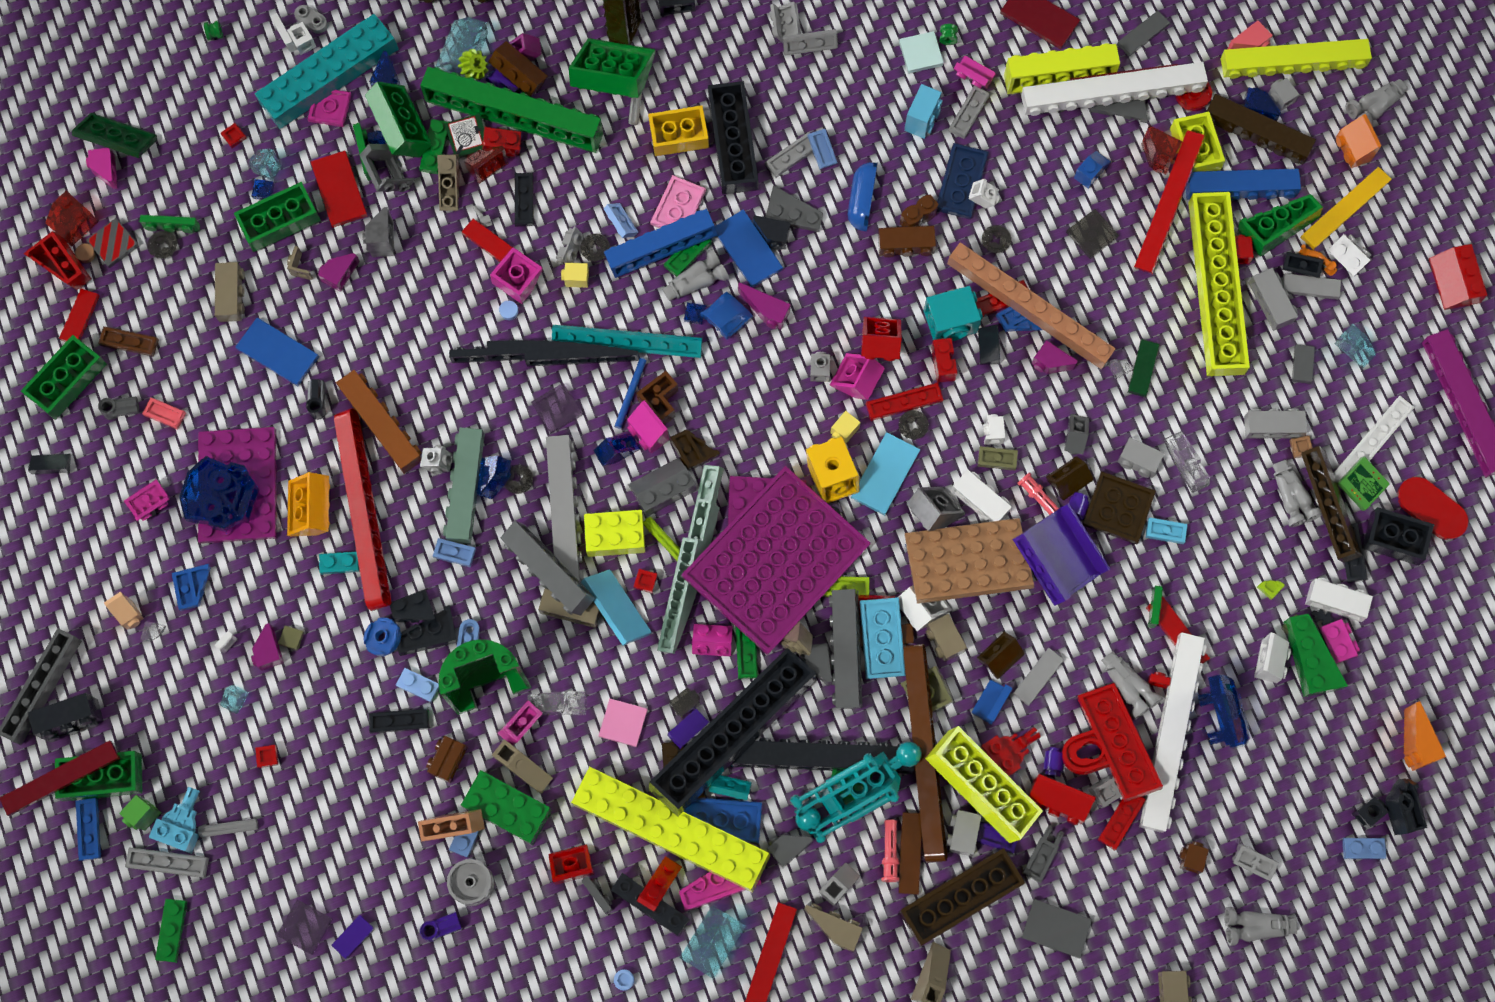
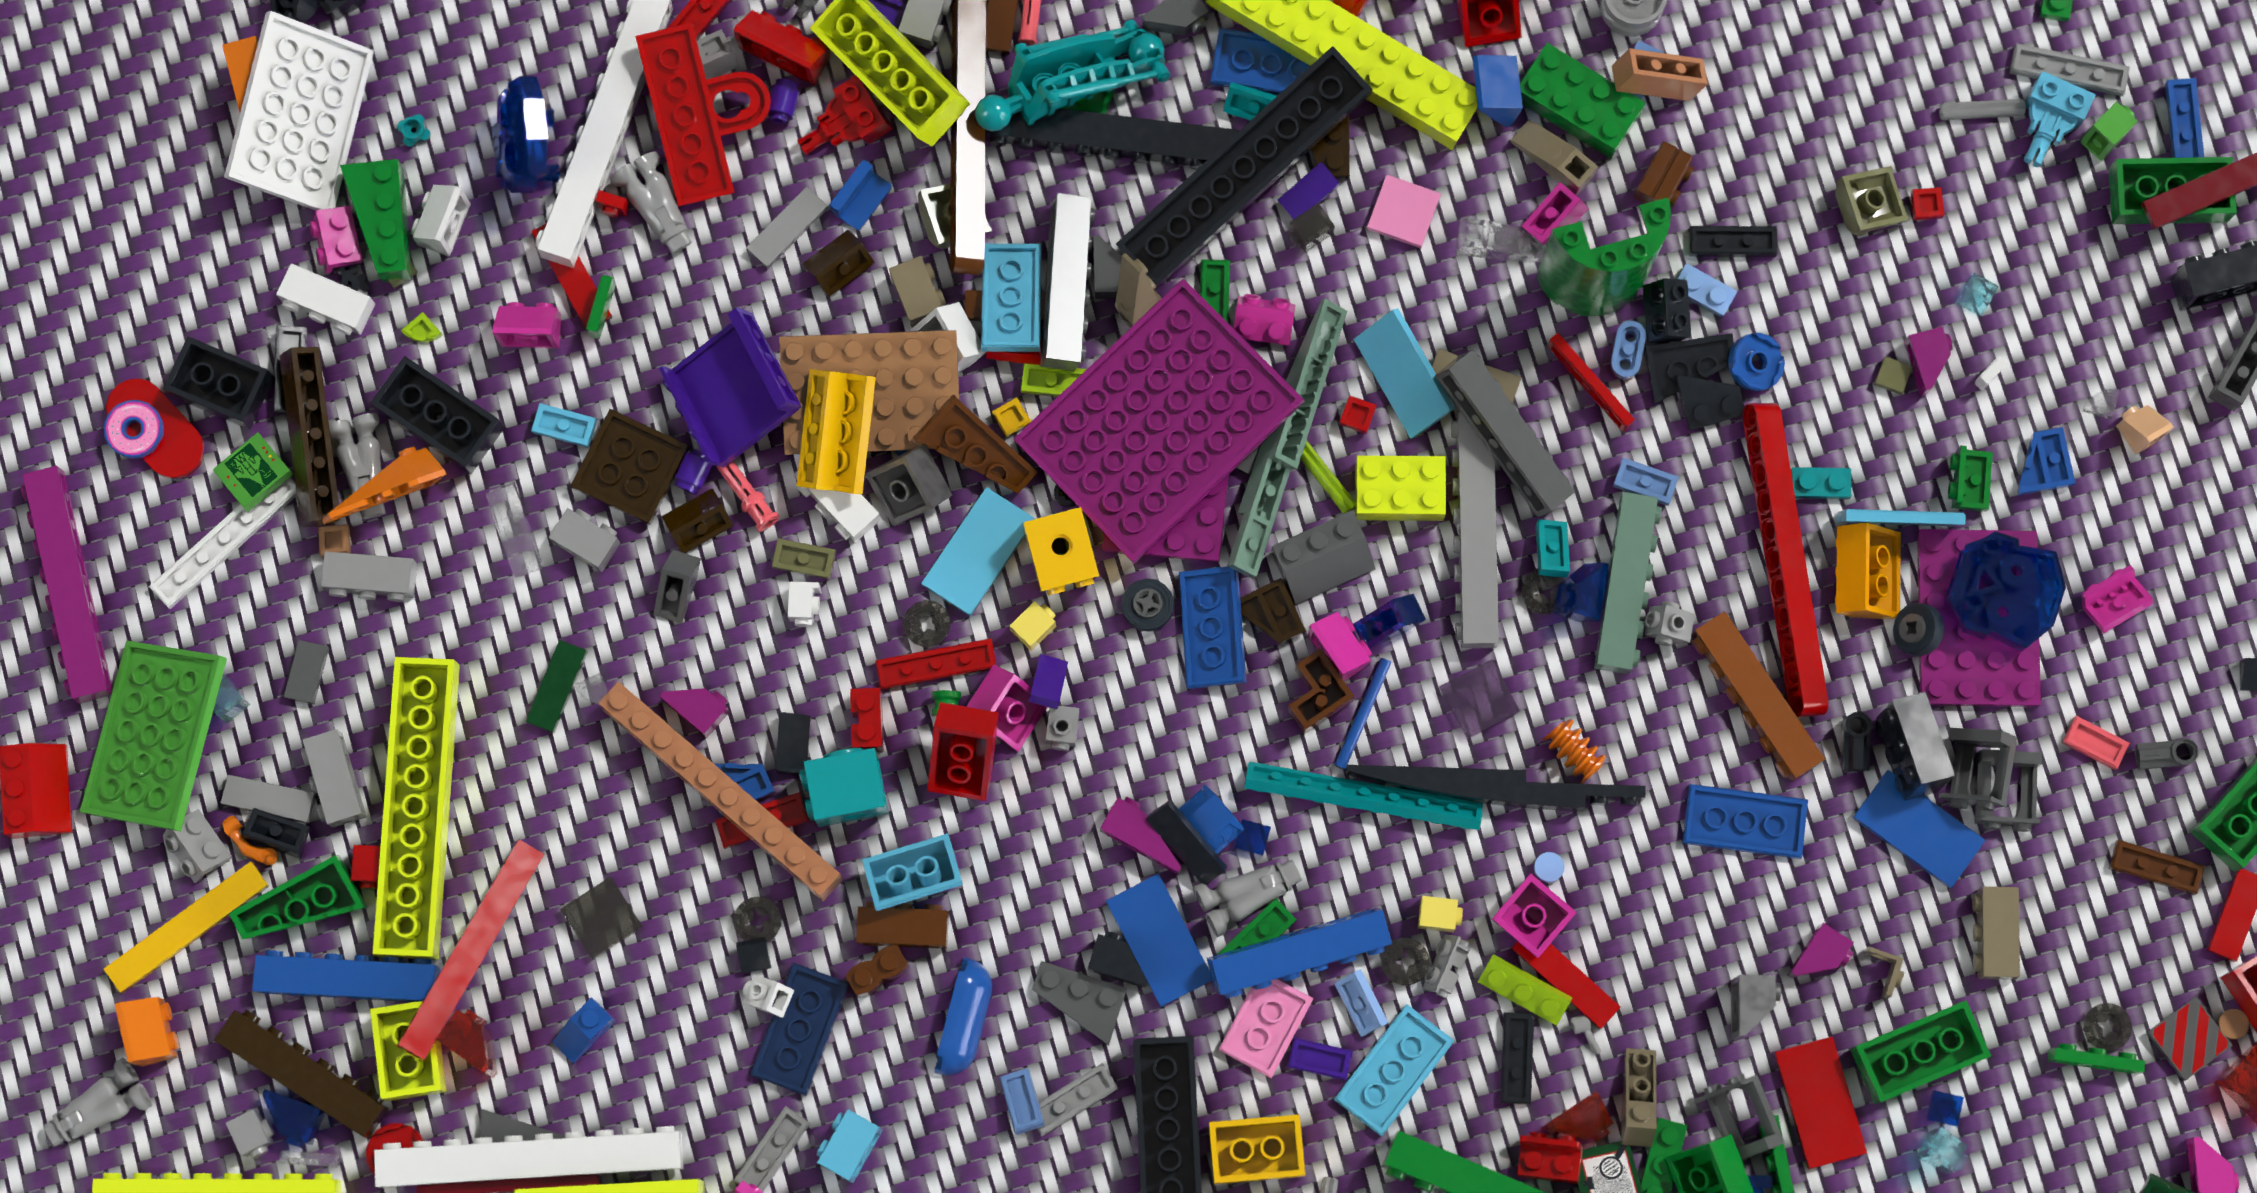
camera: 175 degrees left, 5 degrees up
(210, 361) = (2028, 766): none -> dark grey panel
(240, 571) = (1971, 479): none -> green bracket
(250, 372) = (1967, 742): none -> dark grey panel
(268, 467) = (1925, 621): none -> black wheel
(278, 392) = (1914, 746): none -> brick
(286, 537) = (1901, 517): none -> medium azure tile
(305, 752) = (1870, 201): none -> olive slope
(386, 348) = (1745, 821): none -> blue tile
(436, 655) = (1667, 311): none -> black brick
(484, 605) = (1590, 382): none -> red tile
(493, 379) = (1575, 750): none -> orange piece
(513, 502) = (1552, 548): none -> teal plate
(520, 236) = (1525, 989): none -> lime plate
(563, 806) = (1498, 87): none -> blue slope
(598, 186) = (1394, 1070): none -> medium azure tile
(643, 189) = (1320, 1059): none -> dark purple tile
(730, 436) = (1212, 627): none -> blue tile
(735, 300) = (1186, 842): none -> black tile
(773, 440) = (1152, 595): none -> black wheel
(831, 391) = (1048, 681): none -> dark purple tile
(873, 562) = (1011, 417): none -> yellow tile
(895, 375) = (945, 696): none -> green wheel
(900, 535) = (967, 439): none -> reddish brown wing
(903, 265) = (912, 872): none -> medium azure slope
(988, 528) = (836, 431): none -> yellow slope
(996, 218) = (753, 955): none -> black tile
(1202, 591) = (527, 326): none -> dark pink slope
(1244, 83) = (309, 1159): none -> clear tile
(1265, 483) = (405, 475): none -> orange wedge
(1267, 533) = (416, 397): none -> black brick
(1308, 724) = (406, 125): none -> teal plate
(1383, 718) = (298, 113): none -> white plate
(1391, 311) = (153, 735): none -> bright green plate
(1454, 495) = (121, 417): none -> tile

